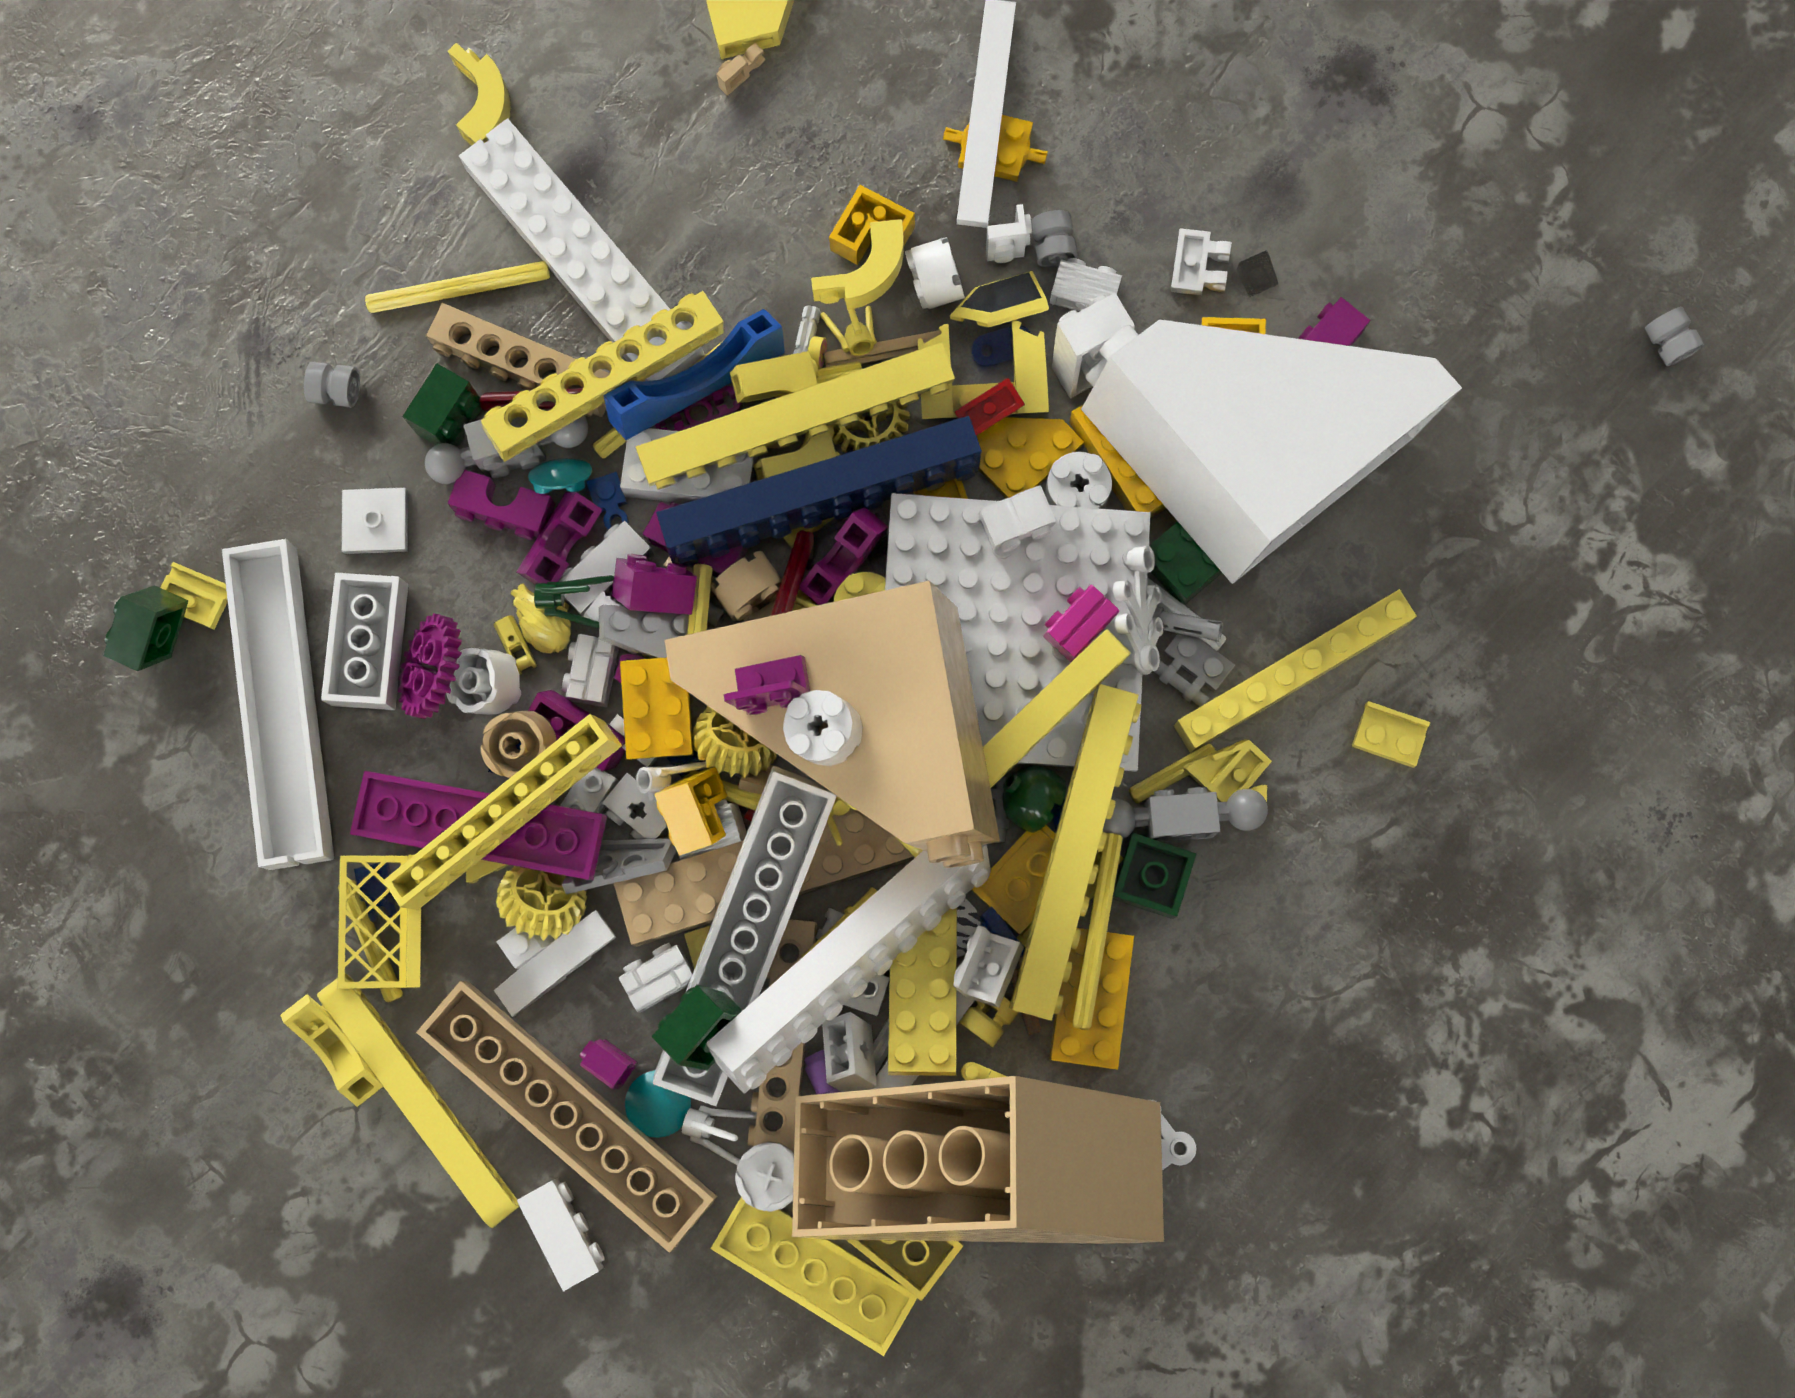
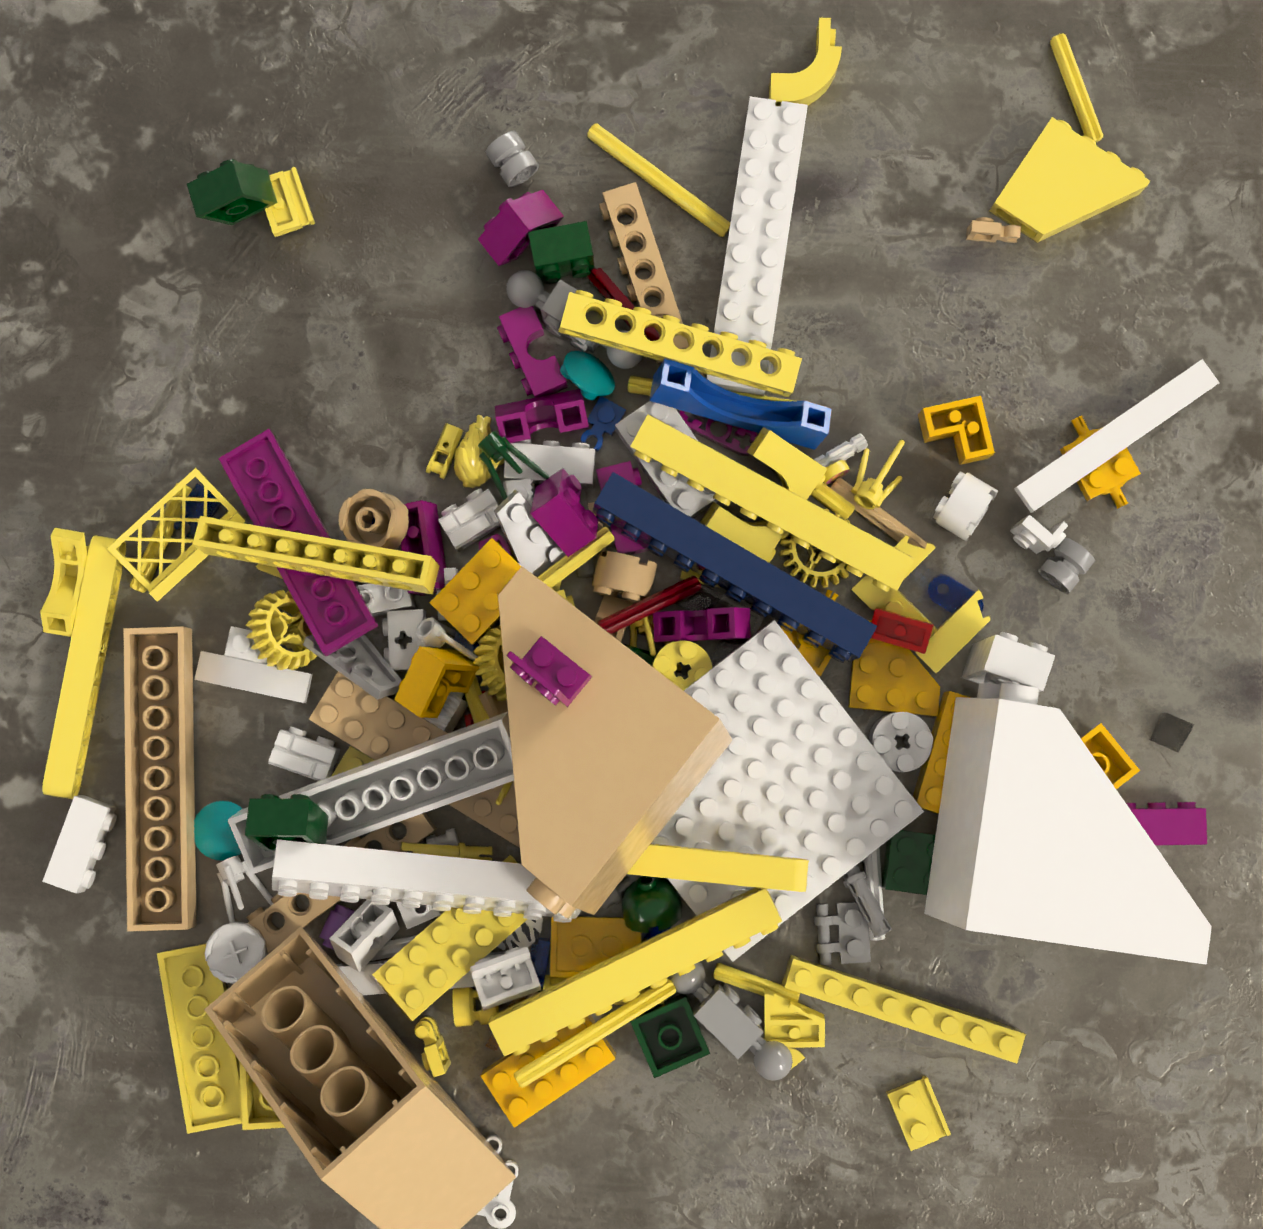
camera: 45 degrees right, 5 degrees up
(277, 705) = (261, 328): white piece -> none
(365, 641) = (355, 348): white brick -> none
(374, 520) = (445, 275): white plate -> none
(388, 435) = (507, 233): none -> magenta brick
(434, 645) = (375, 409): magenta gear -> none
(485, 682) = (398, 454): white brick -> none
(607, 1063) = (216, 774): magenta brick -> none
(834, 743) = (532, 732): white brick -> none
(873, 277) = (922, 468): light yellow arch -> none
(1002, 301) = (987, 570): tile -> none
(1017, 518) = (833, 725): white brick -> none
(1079, 284) = (1051, 619): white brick -> none
(1080, 622) = (798, 834): dark pink brick -> none
(1142, 607) = (818, 897): white plant -> none
(1191, 260) = (1137, 677): white plate -> none

